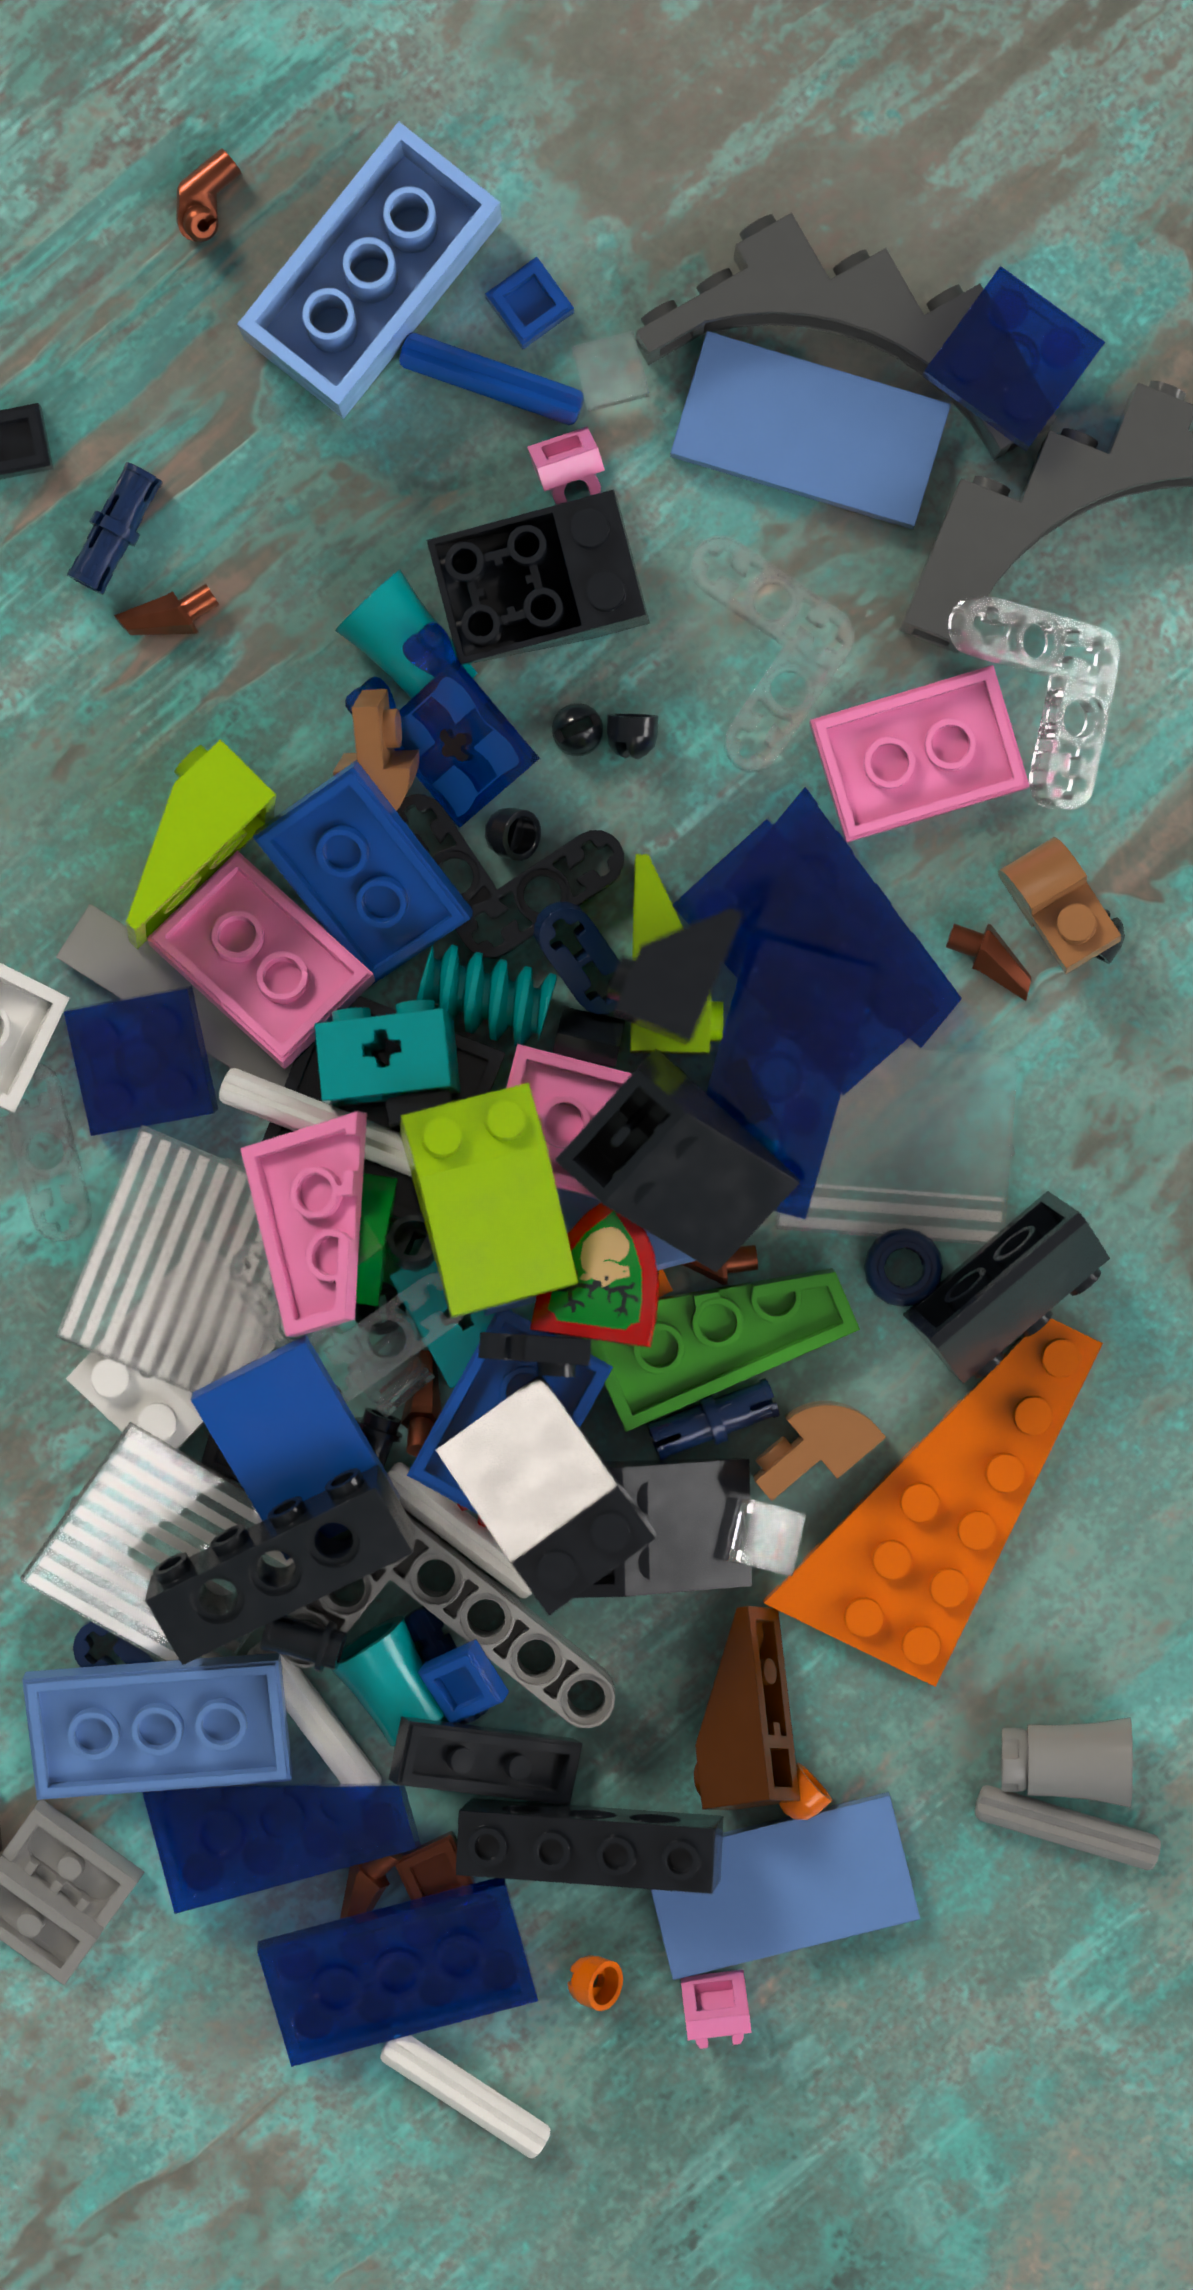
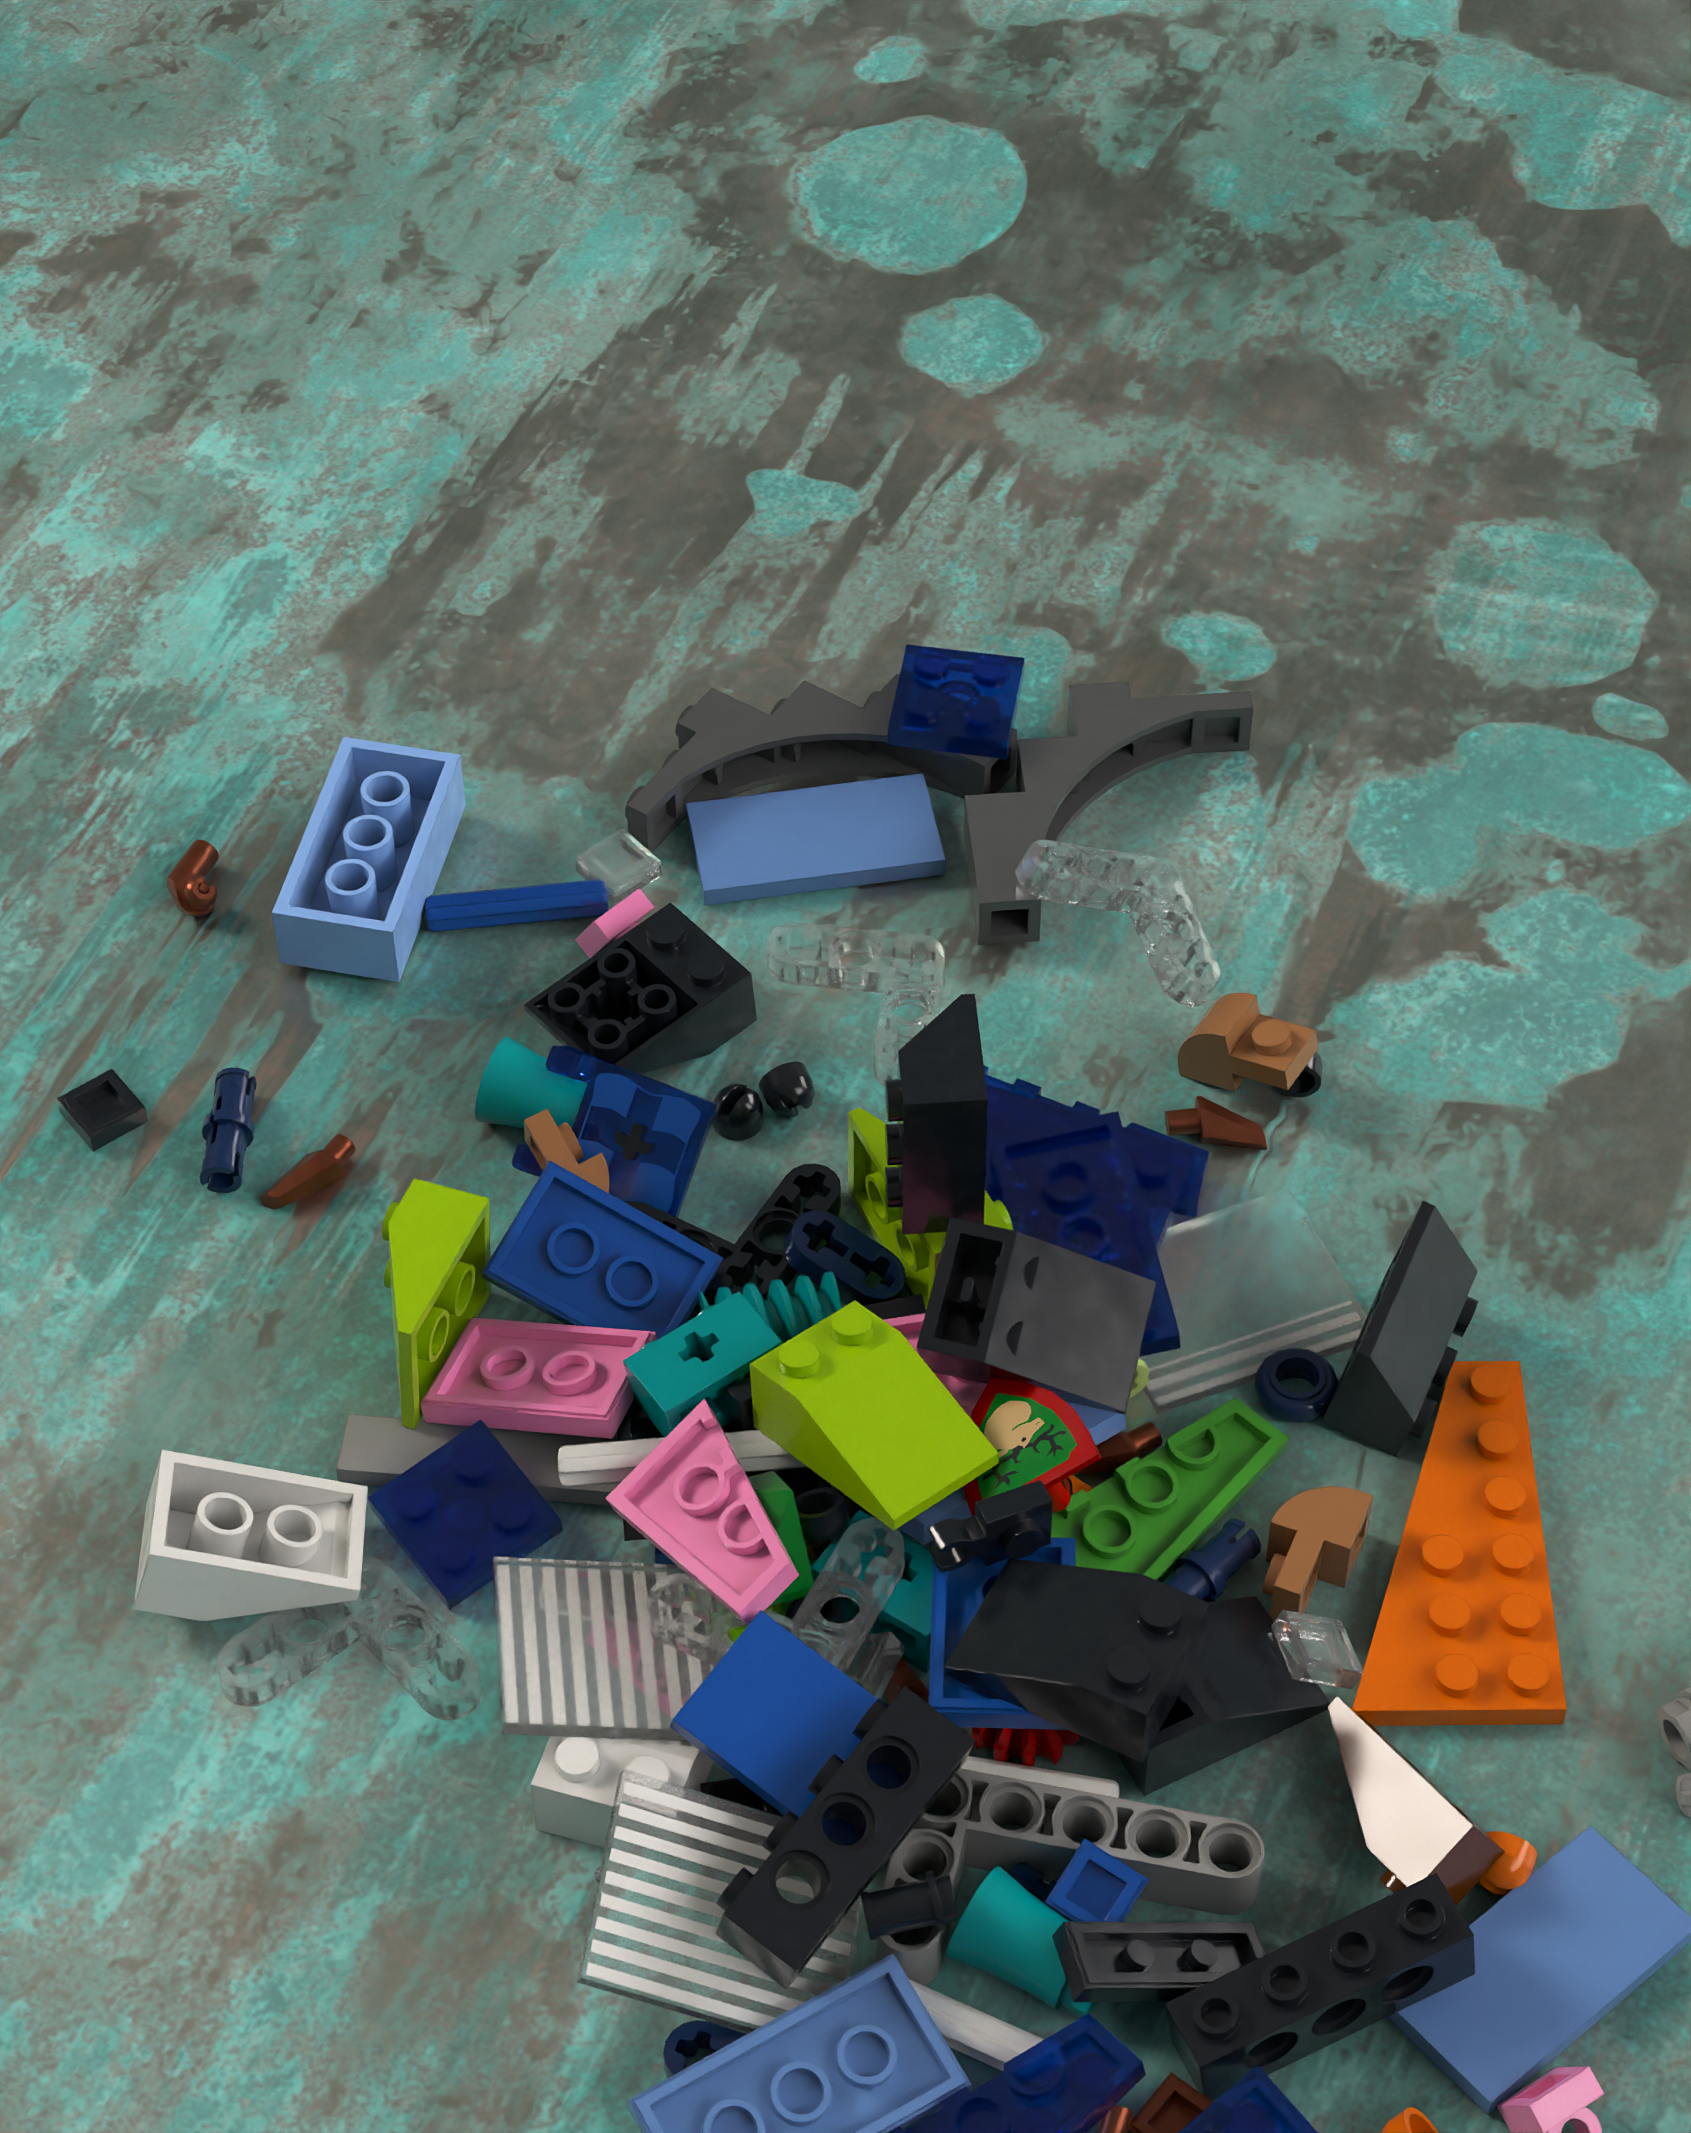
camera: 25 degrees left, 40 degrees down
(513, 833) = (723, 1202): black hinge -> none
(529, 303) = (521, 848): blue tile -> none
(919, 754) = (1061, 1010): bright pink tile -> none

